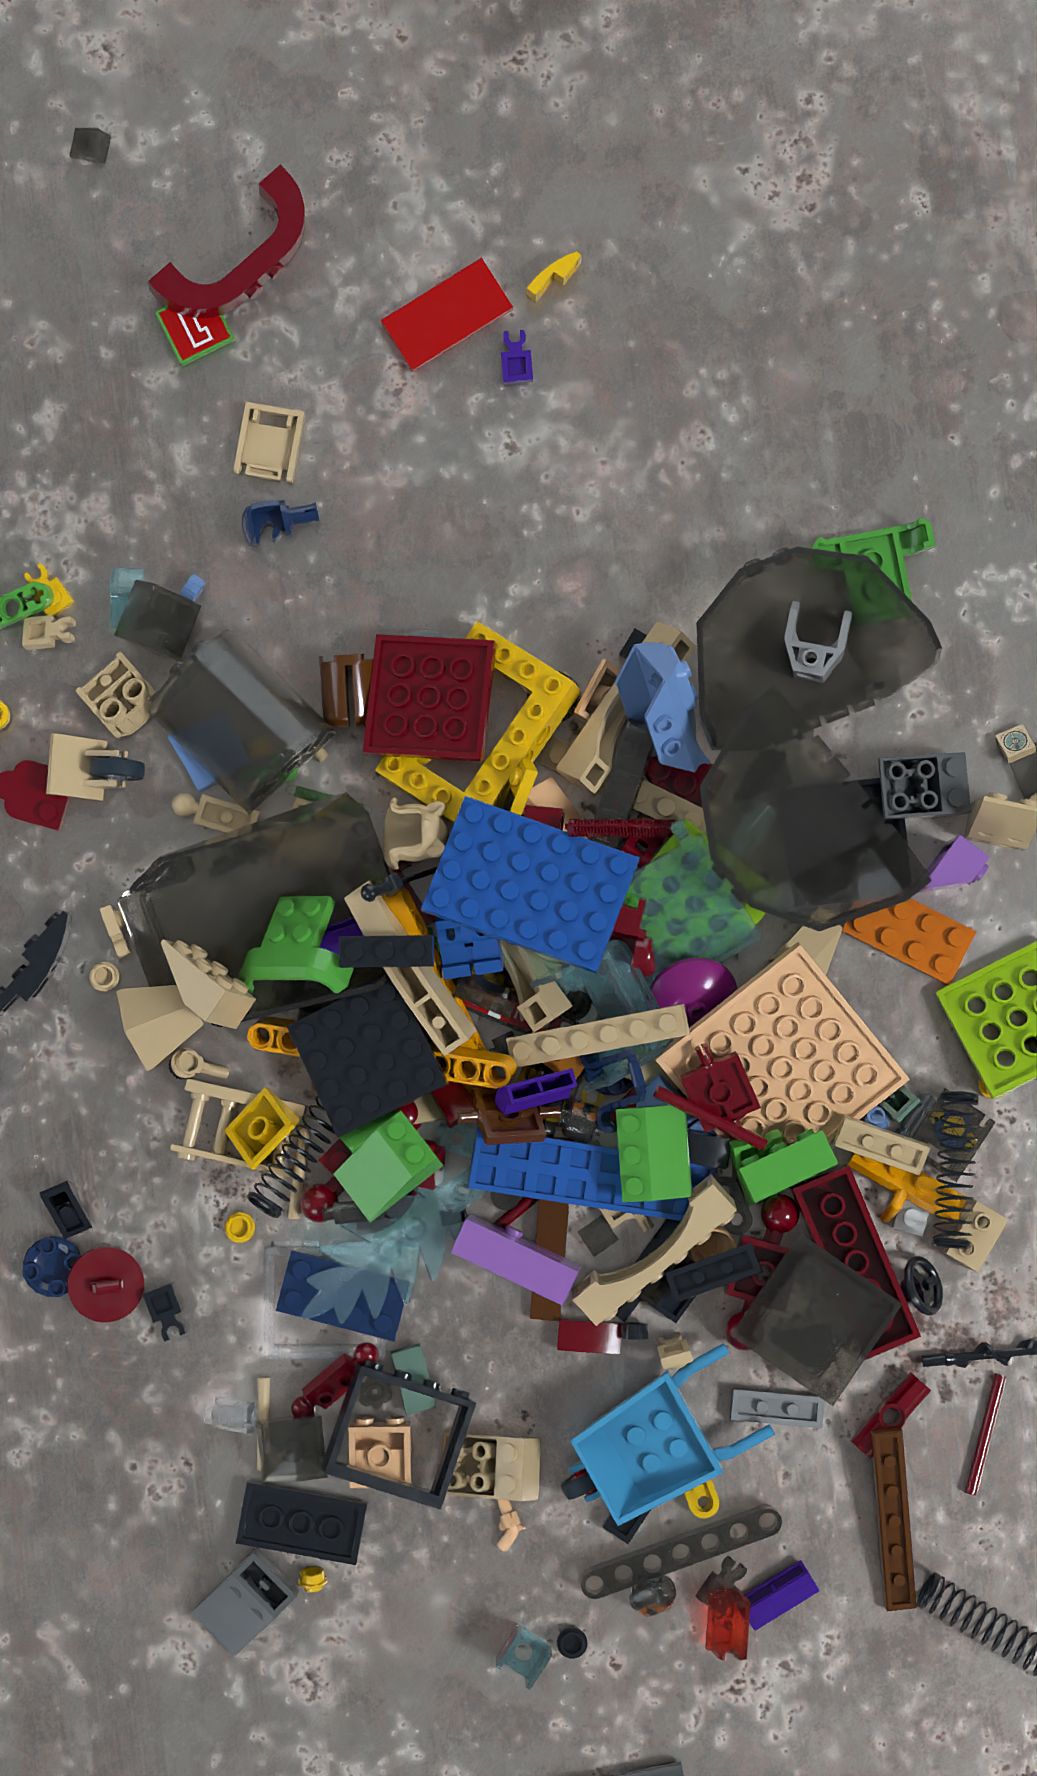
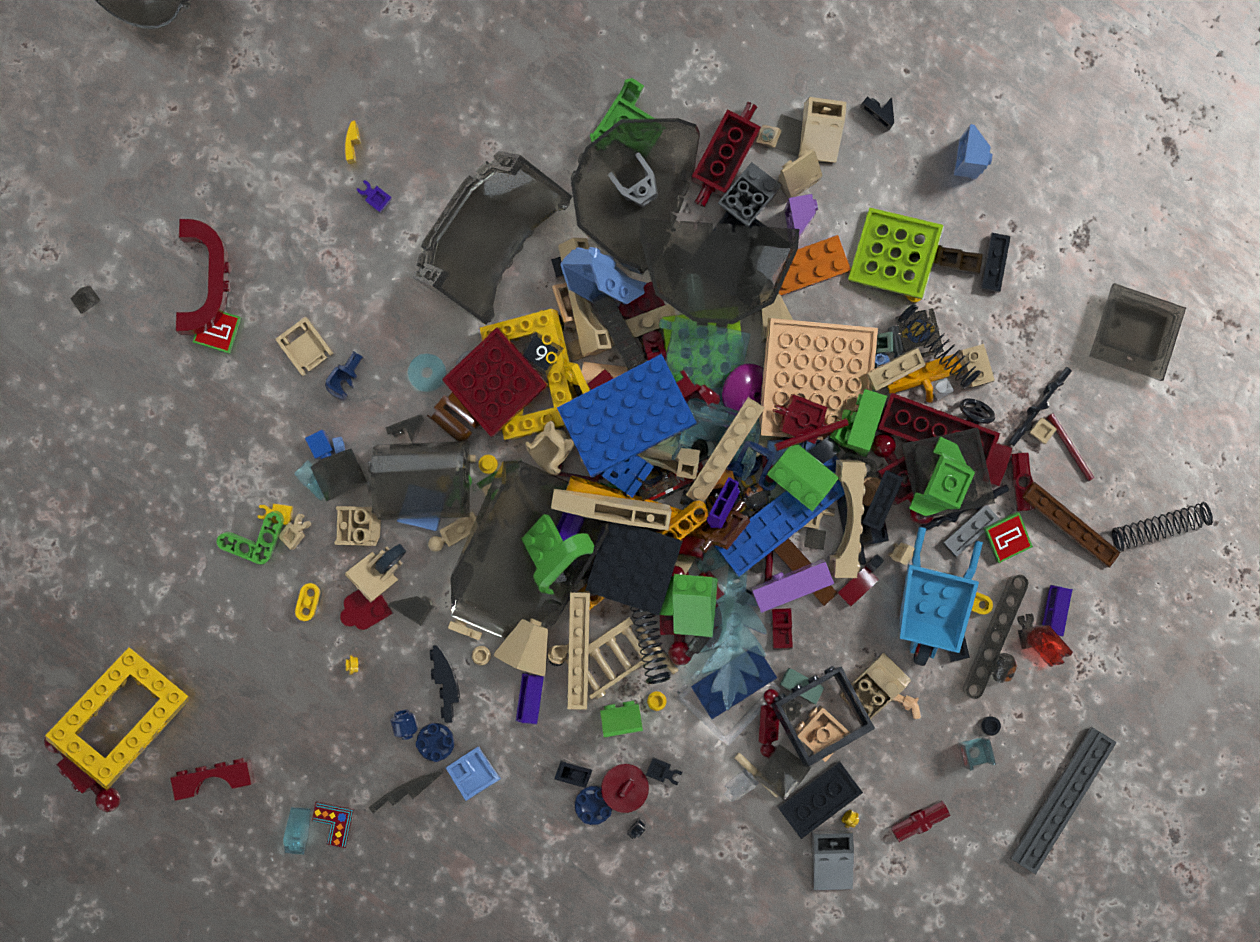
camera: 50 degrees left, 0 degrees up
(72, 1341) = (637, 828): none -> black plate
(86, 850) = (415, 608): none -> clear smoke slope
(106, 1079) = (529, 698): none -> dark purple piece
(172, 567) = (320, 445): none -> blue brick
(179, 1206) = (621, 719): none -> bright green slope
(206, 985) = (531, 610): tan slope -> none
(211, 1082) = (578, 650): none -> tan plate
(261, 1127) = (620, 647): yellow slope -> none
(292, 651) = (412, 426): none -> clear smoke slope
(330, 778) = (488, 464): none -> yellow plate
(367, 592) = (416, 368): none -> clear light blue tile
(385, 1663) = (920, 821): none -> dark red piece
(386, 951) = (595, 511): black plate -> none
(391, 885) = (566, 480): black sword -> none
(447, 314) = (323, 208): red tile -> none
(457, 1294) = (782, 629): none -> dark red slope
(509, 712) = (536, 353): none -> piece
(592, 523) = (485, 231): none -> clear smoke windscreen
(619, 827) = (633, 356): dark red axle -> none
(750, 1358) = (953, 517): none -> black piece
(802, 1327) = (947, 483): none -> bright green piece
(809, 1458) = (1008, 537): none -> red tile
(885, 1367) = (999, 463): none -> dark red slope
(947, 713) = (725, 153): none -> dark red brick
(973, 1384) = (1042, 430): none -> tan plate

